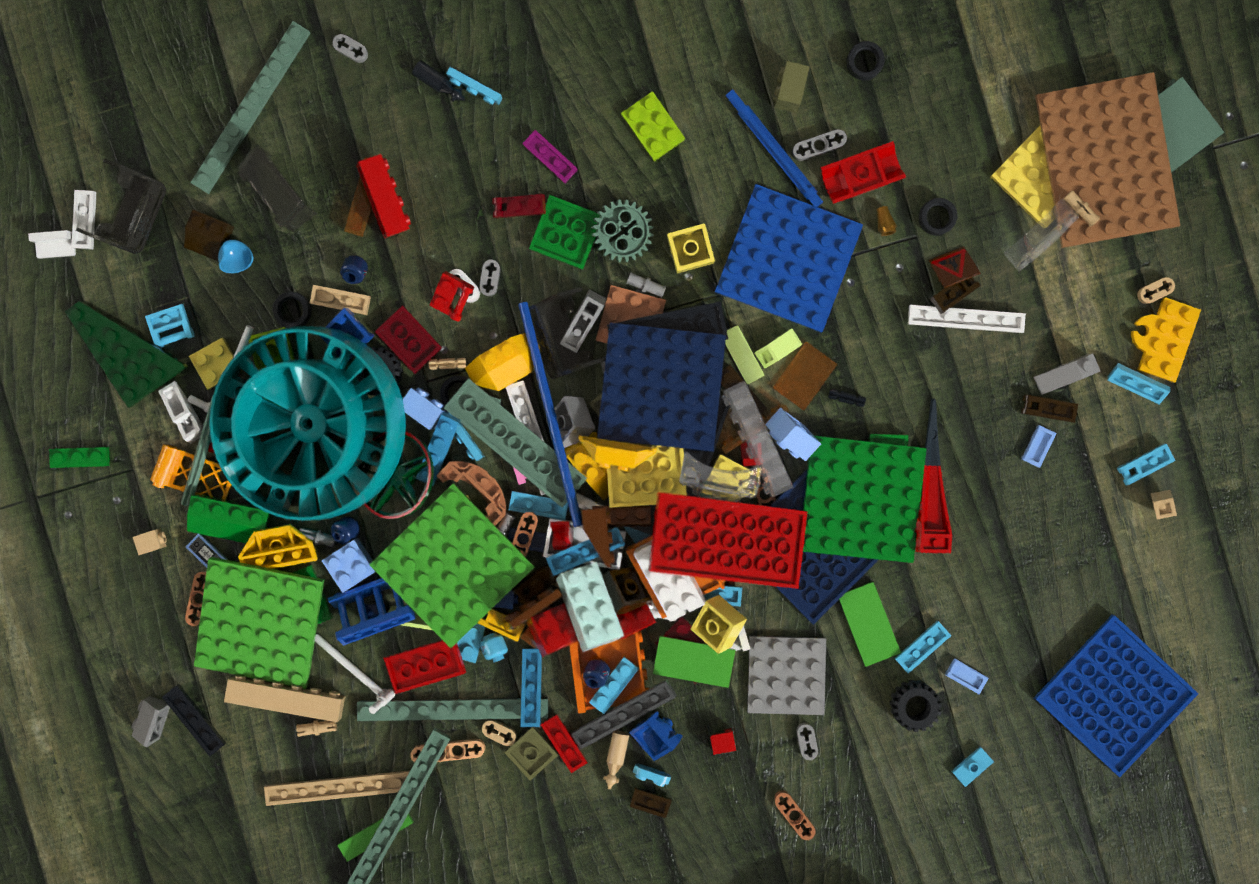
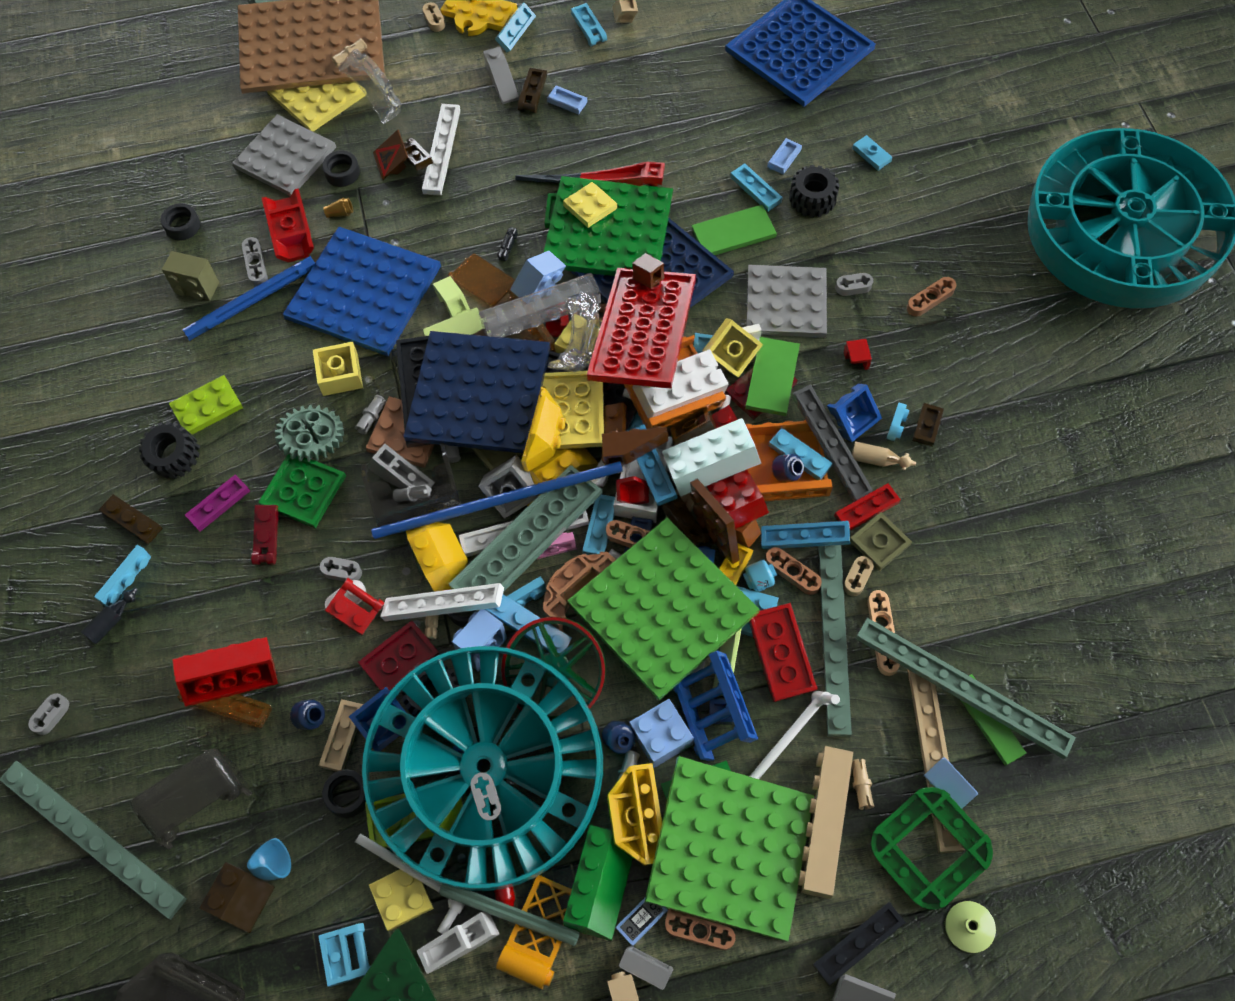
camera: 85 degrees left, 25 degrees down
(169, 558) = (646, 967): none -> light grey slope
(219, 799) = (959, 932): none -> yellowish green dish
(242, 796) = (959, 825): none -> green plate
(264, 428) = (491, 793): none -> light grey beam
(314, 798) = (946, 777): none -> light blue slope
(450, 374) = (442, 602): none -> white plate
(498, 690) = (809, 574): none -> nougat beam
(533, 79) = (130, 519): none -> dark brown plate
(559, 334) = (411, 493): none -> light grey axle
(587, 93) = (157, 441): none -> black tyre
(795, 542) = (648, 270): none -> reddish brown brick
(883, 480) = (590, 204): none -> light yellow plate
(957, 153) = (284, 155): none -> light grey plate

